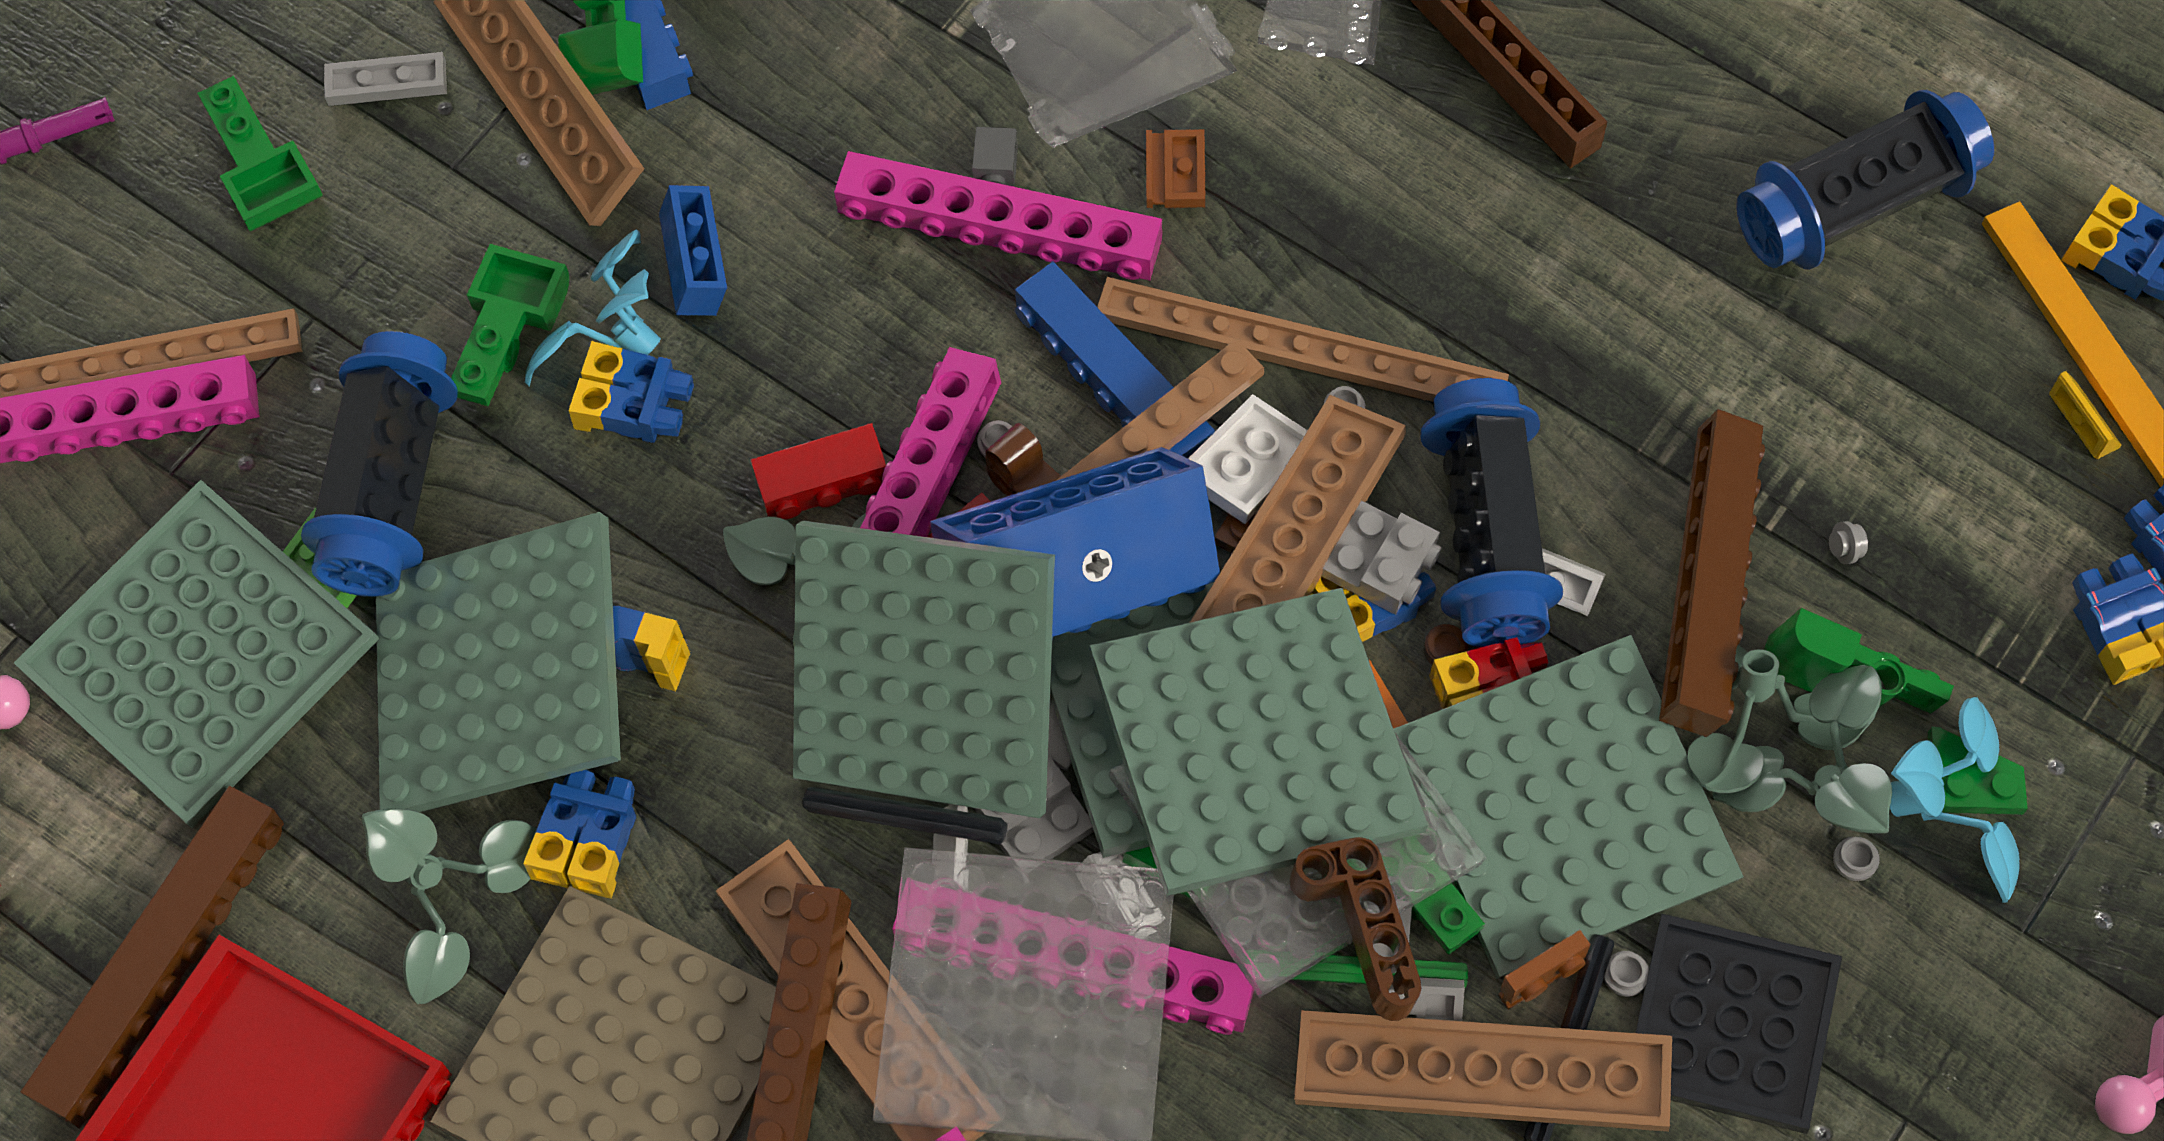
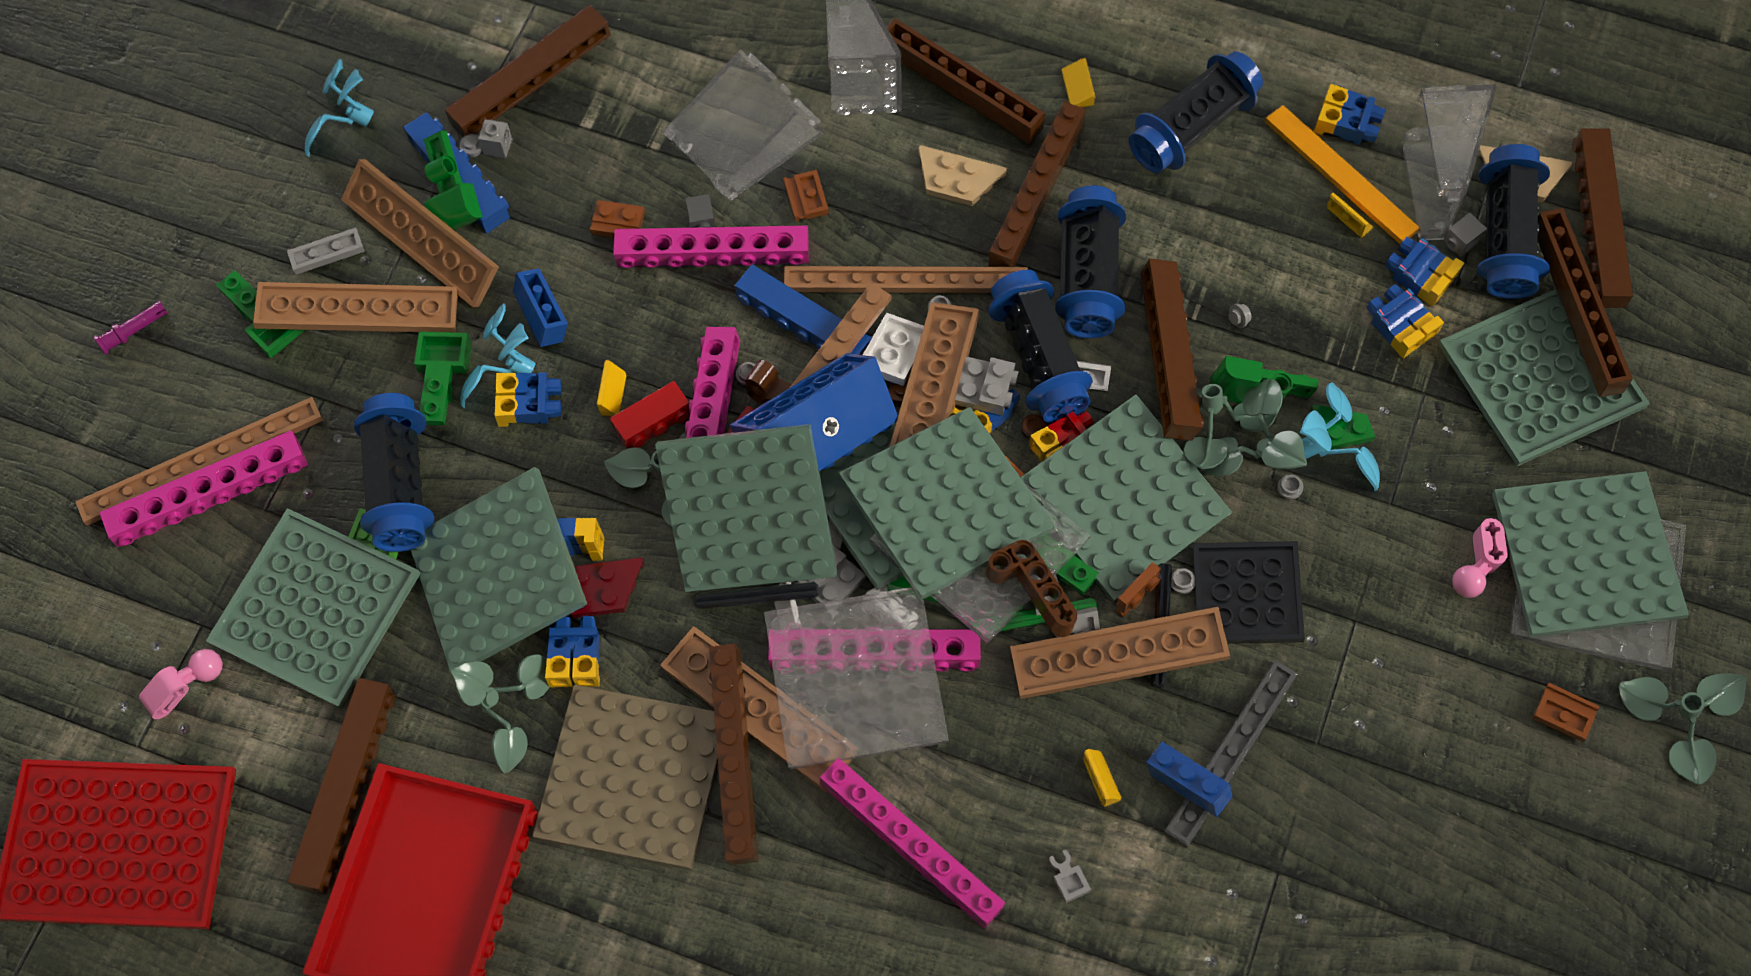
camera: 15 degrees left, 0 degrees up
(403, 181) = (355, 307): none -> medium nougat plate
(667, 735) = (607, 586): none -> dark red wing
(769, 412) = (611, 389): none -> yellow slope
(859, 131) = (614, 216): none -> dark orange plate
(1435, 194) = (957, 176): none -> tan wing
(1562, 242) = (1037, 186): none -> reddish brown brick
(1615, 391) = (1090, 262): none -> brick
(1680, 88) = (1078, 84): none -> yellow slope

